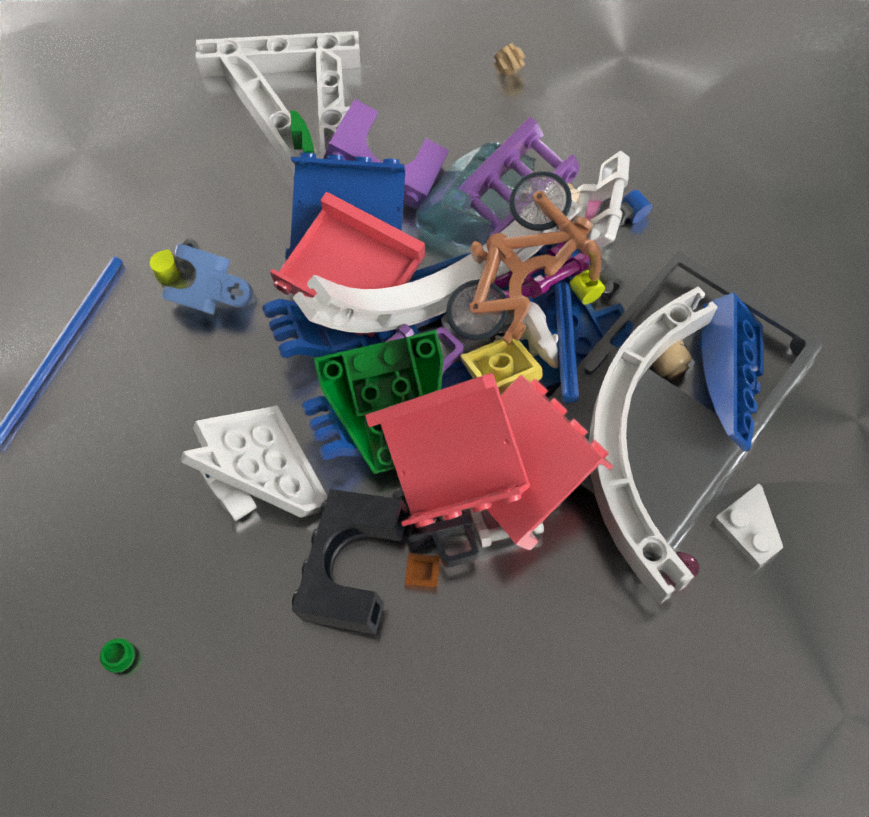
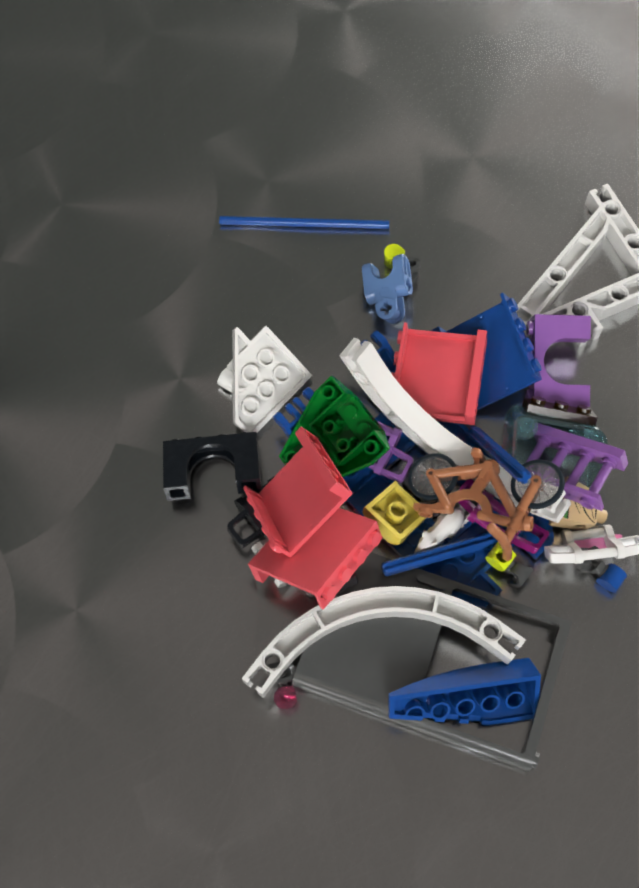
camera: 75 degrees right, 5 degrees up
(117, 655) = (107, 354): green plate -> none
(300, 133) = (541, 295): green slope -> none
(422, 572) = (222, 516): dark orange tile -> none
(444, 172) = (559, 410): none -> plate
(484, 230) = (501, 456): none -> blue axle
(673, 361) = (465, 647): tan head -> none
(751, 527) = (343, 747): white wing -> none

